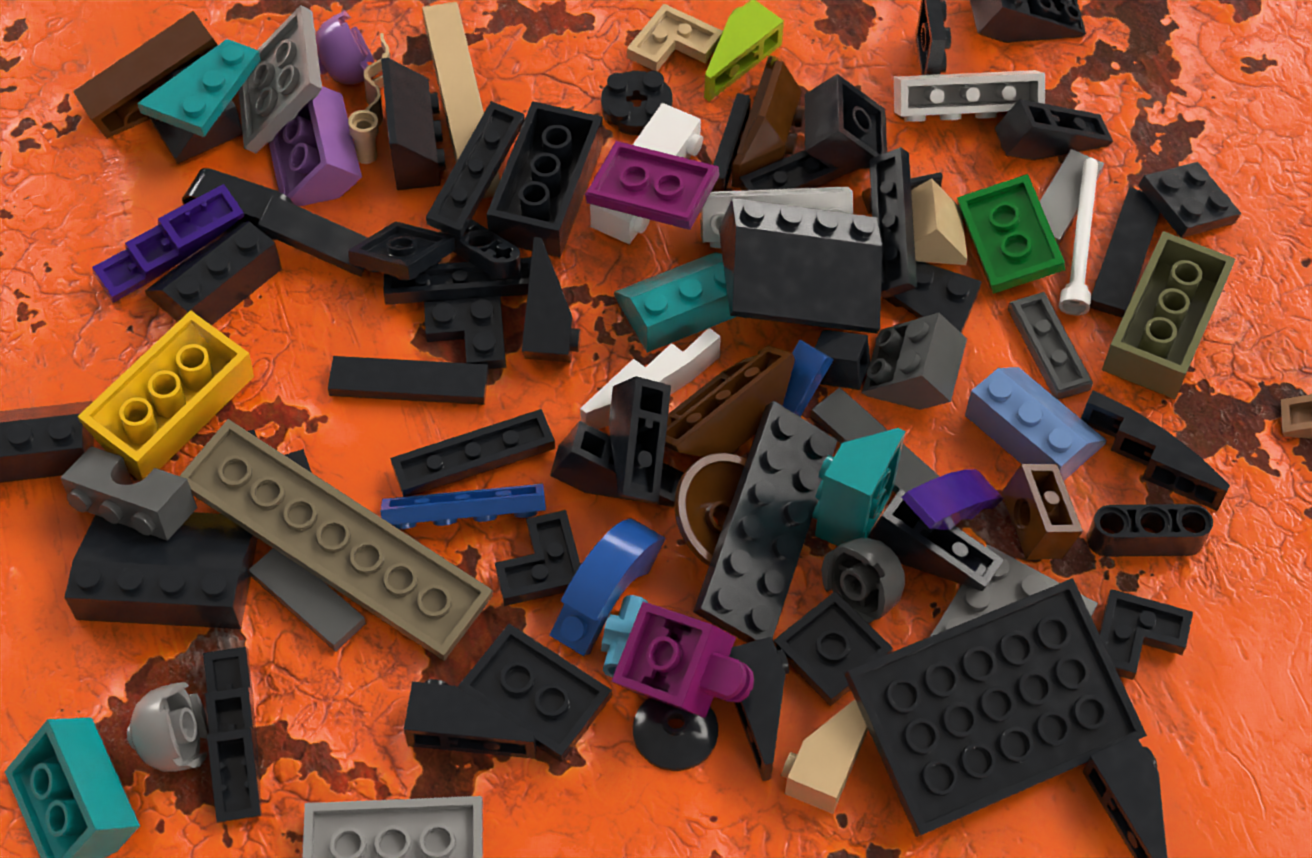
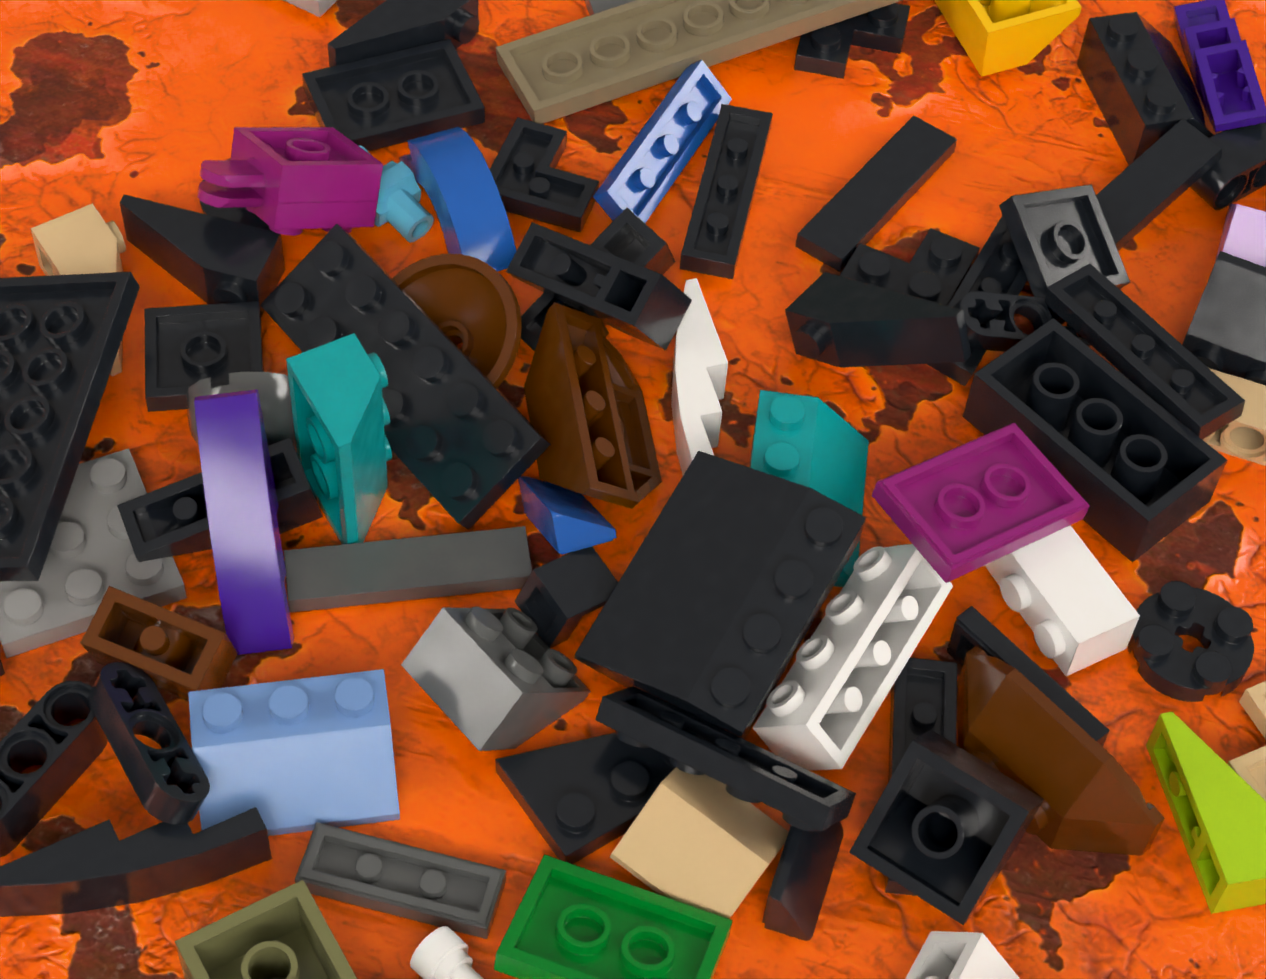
camera: 120 degrees right, 5 degrees down
(1103, 480) = (166, 778): none -> black beam

